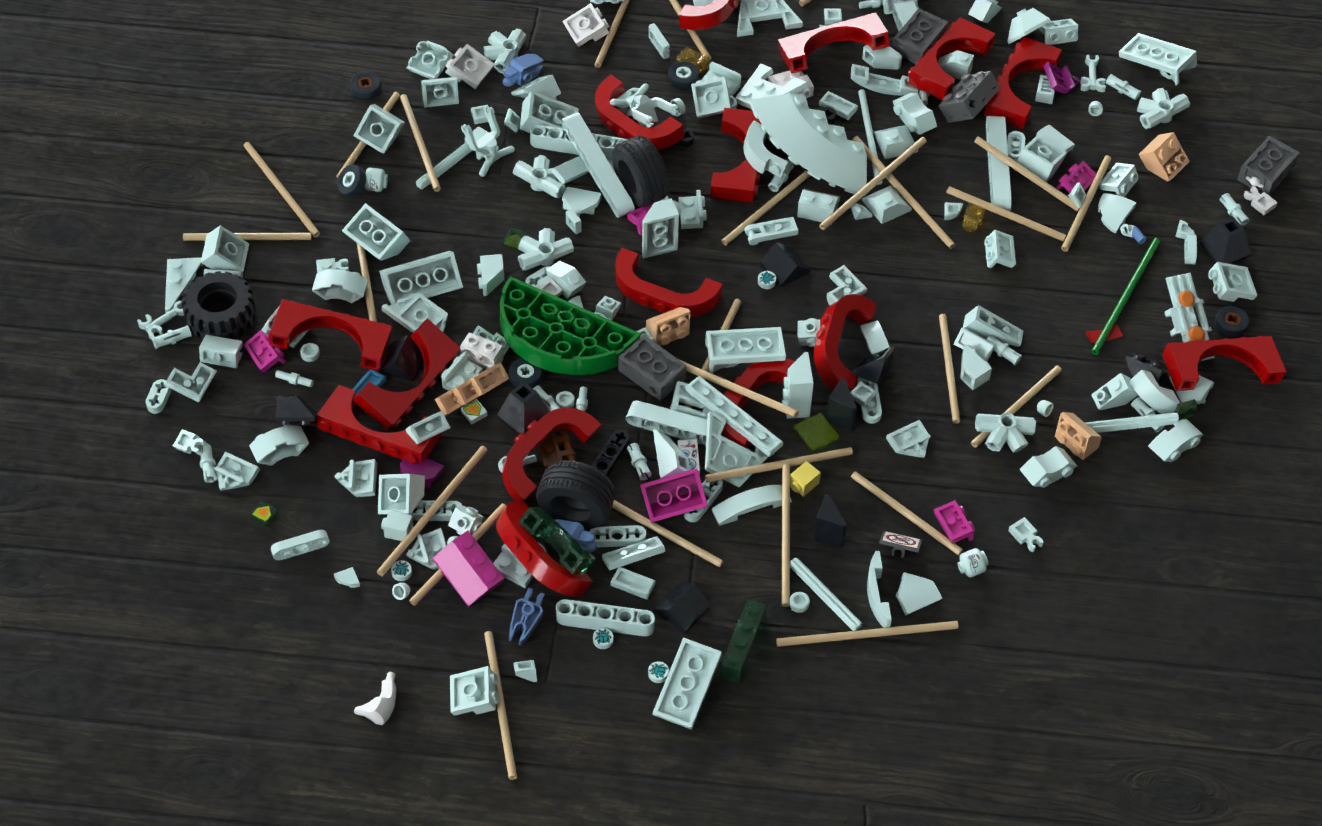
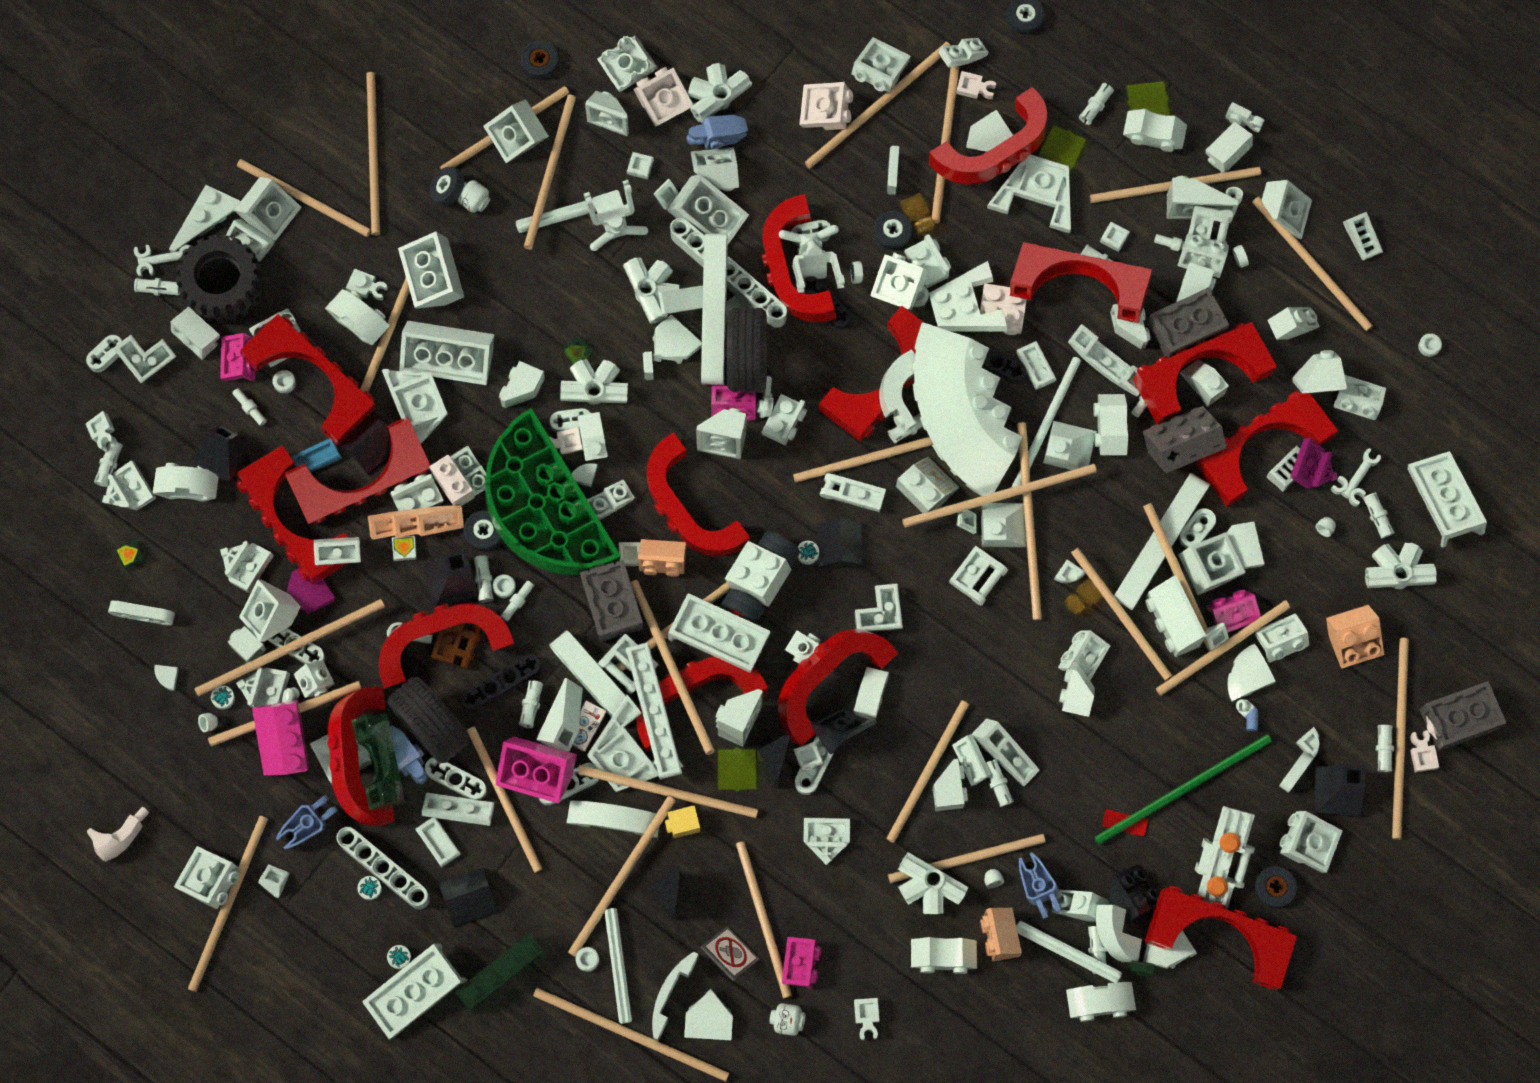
camera: 30 degrees right, 20 degrees up
(746, 298) = (759, 575): none -> light aqua brick
(887, 238) = (972, 570): none -> light aqua plate
(1014, 267) = (1079, 692): none -> light aqua slope
(1044, 195) = (1175, 617): none -> light aqua slope
(1078, 393) = (1041, 888): none -> medium blue hinge
(1256, 223) = (1400, 739): none -> tan piece

